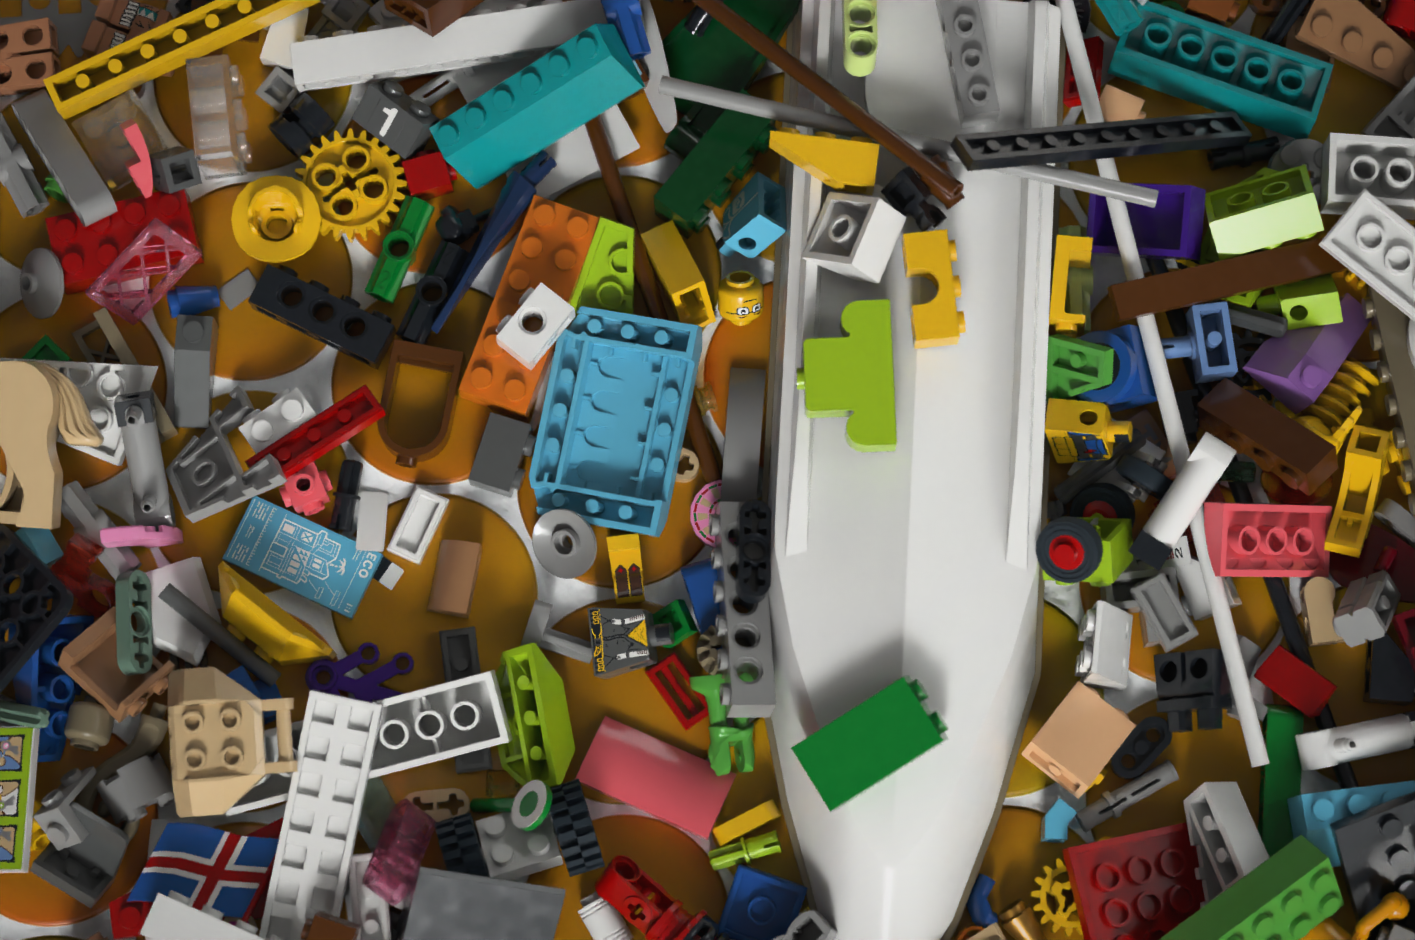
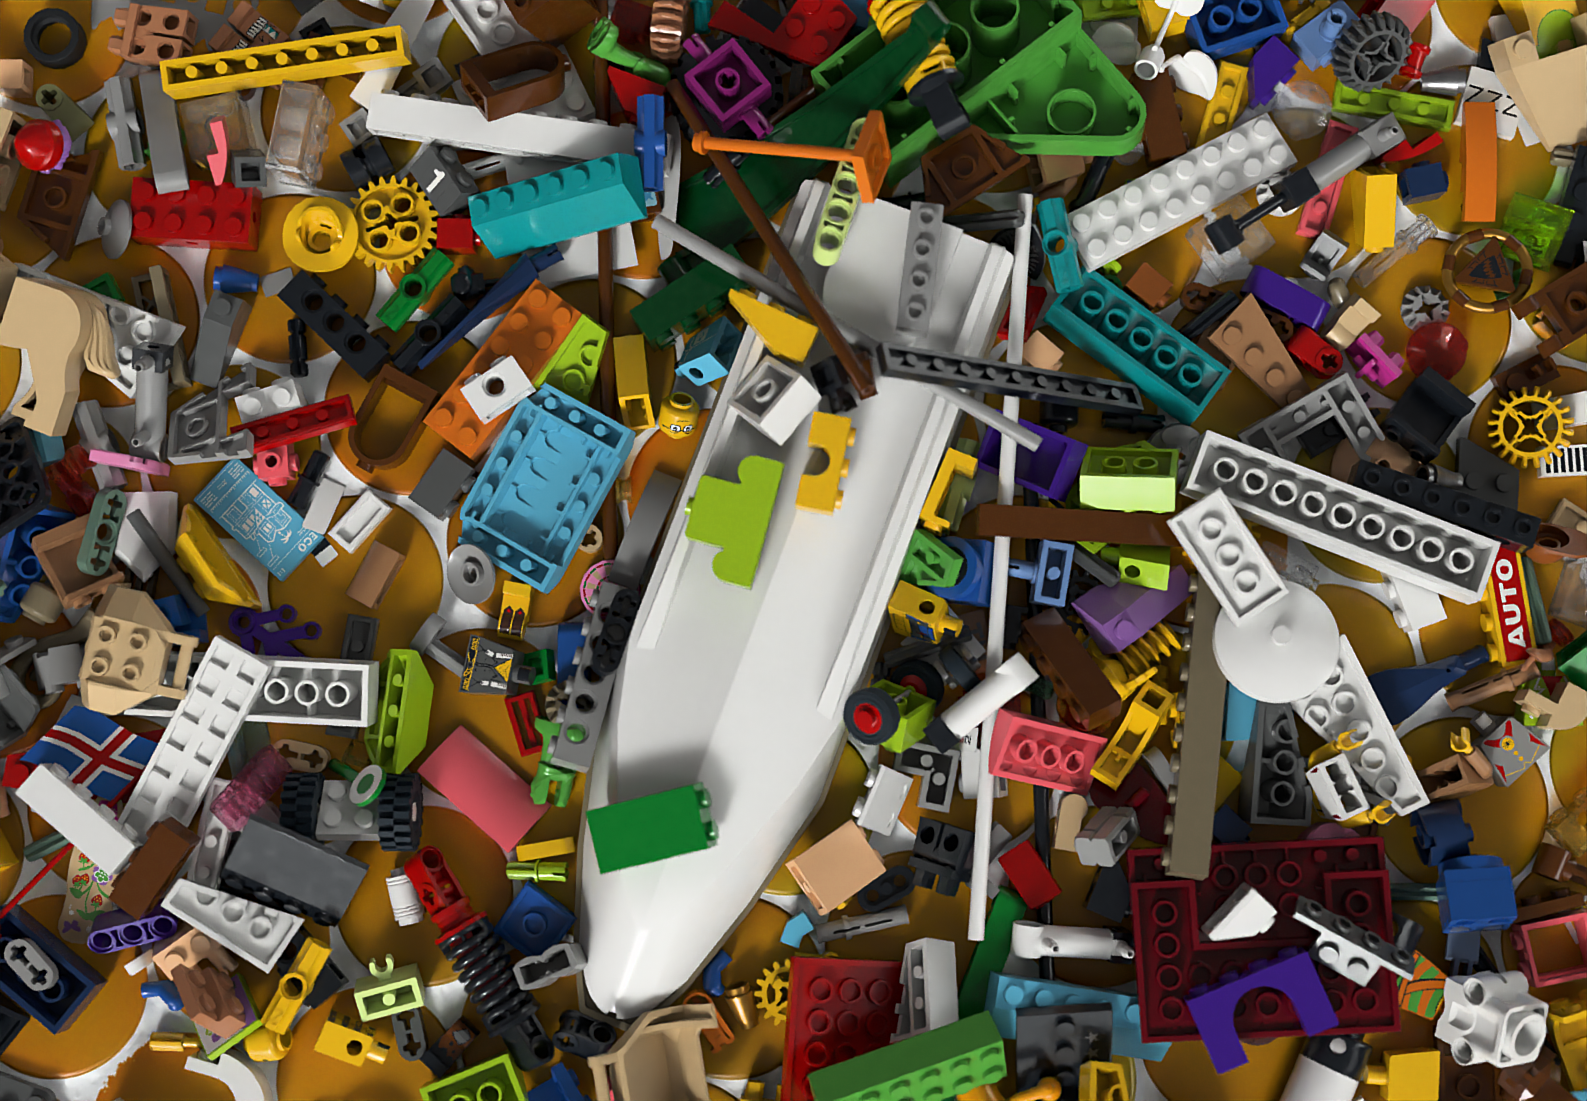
camera: 20 degrees right, 5 degrees up
(151, 296) = (225, 228): clear pink window -> none
(286, 354) = (297, 348): none -> black axle
(1159, 168) = (1058, 417): none -> black head
(1164, 612) = (938, 786): light grey tile -> none

